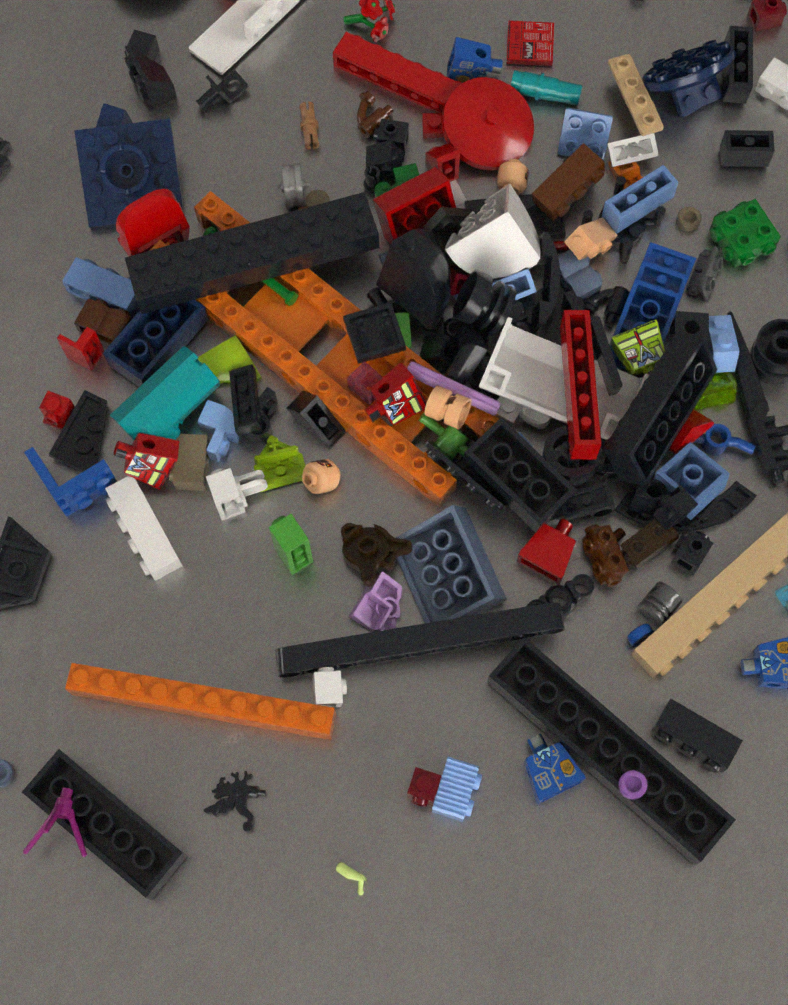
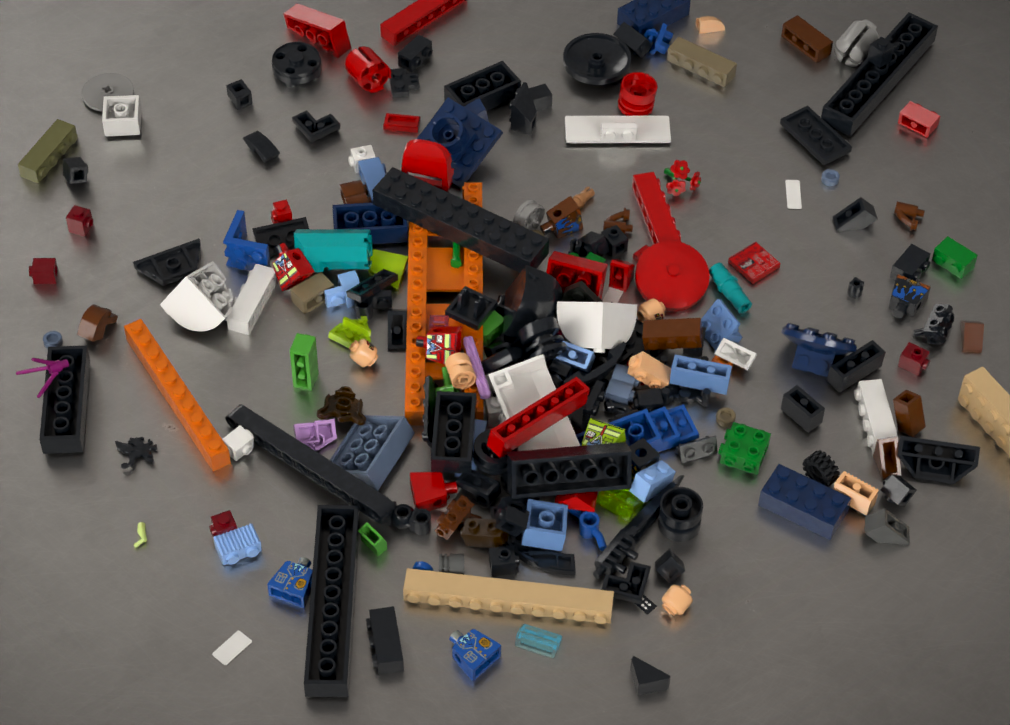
camera: 45 degrees right, 20 degrees down
(26, 712) = (94, 322): none -> reddish brown brick
(42, 198) = (401, 122): none -> red tile
(54, 272) = (359, 154): none -> white brick
(81, 88) = (492, 85): none -> black brick
(85, 351) = (328, 196): red panel -> none
(102, 581) = (200, 299): none -> white brick
(221, 91) = (552, 146): black bracket -> none
(231, 490) = (309, 318): white brick -> none
(326, 157) = (563, 219): none -> reddish brown torso
(471, 60) = (704, 239): blue torso -> none
(564, 645) = (368, 531): none -> bright green piece
(573, 891) = (232, 647): none -> white sticker
(605, 357) = (575, 422): black tile -> none
(618, 269) = (648, 399): none -> black brick
(632, 784) = (317, 616): medium lavender tile -> none
(635, 95) = (769, 335): tan bracket -> none

